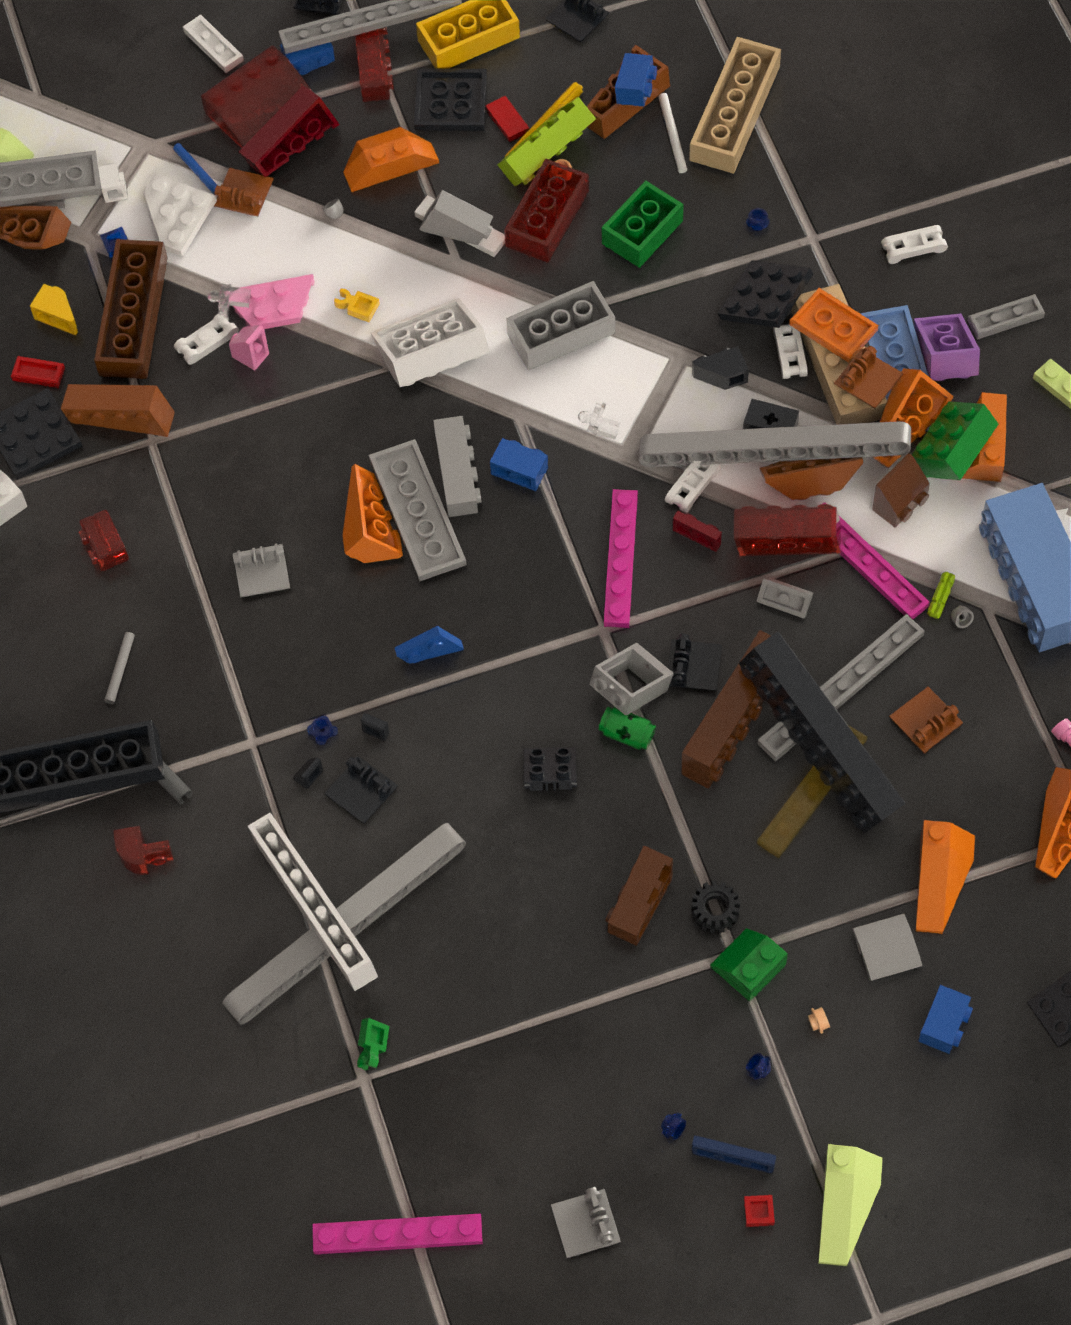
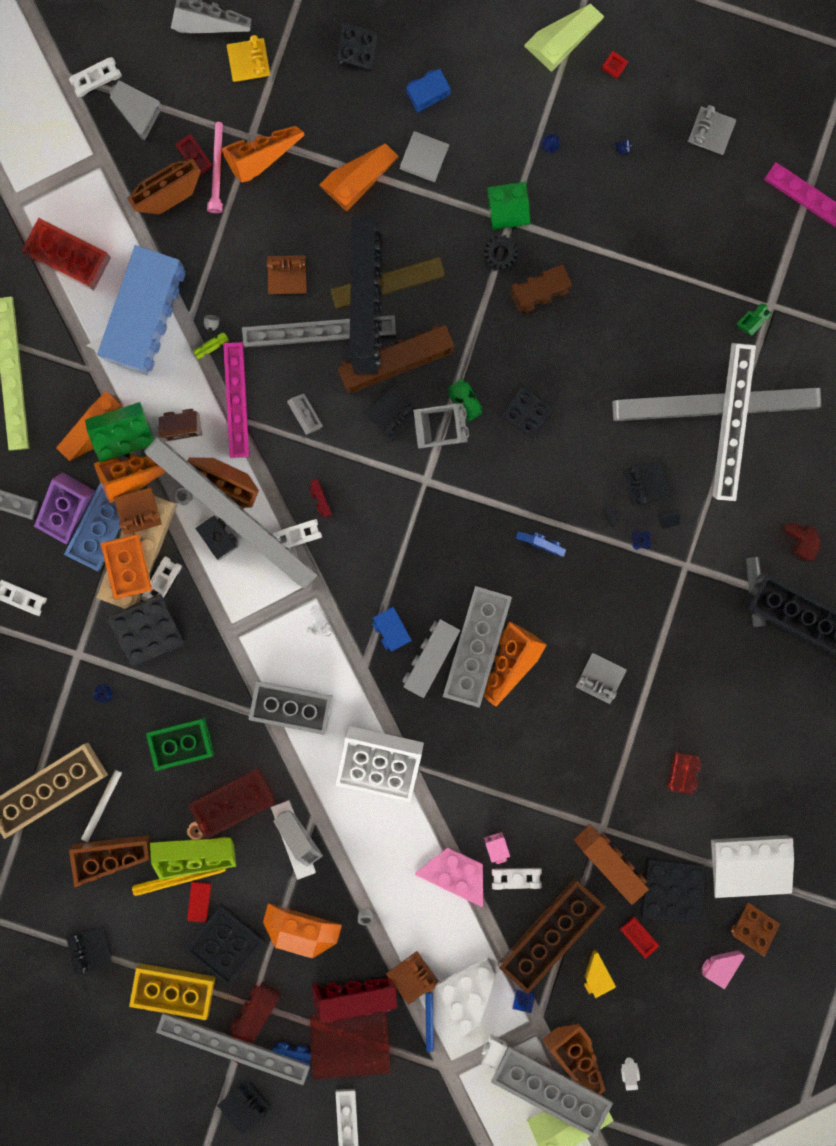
camera: 145 degrees left, 25 degrees up
(119, 668) = (732, 676): light grey bar -> none
(230, 296) = (484, 895): clear piece -> none
(359, 306) = (402, 826): yellow plate -> none
(620, 558) = (379, 518): dark pink plate -> none
(635, 79) = (101, 852): blue brick -> none
(721, 369) = (214, 598): black slope -> none
(733, 1154) = (604, 104): dark blue tile -> none
(787, 530) = (272, 448): clear red brick -> none
(818, 1020) = (496, 144): light nougat plate -> none

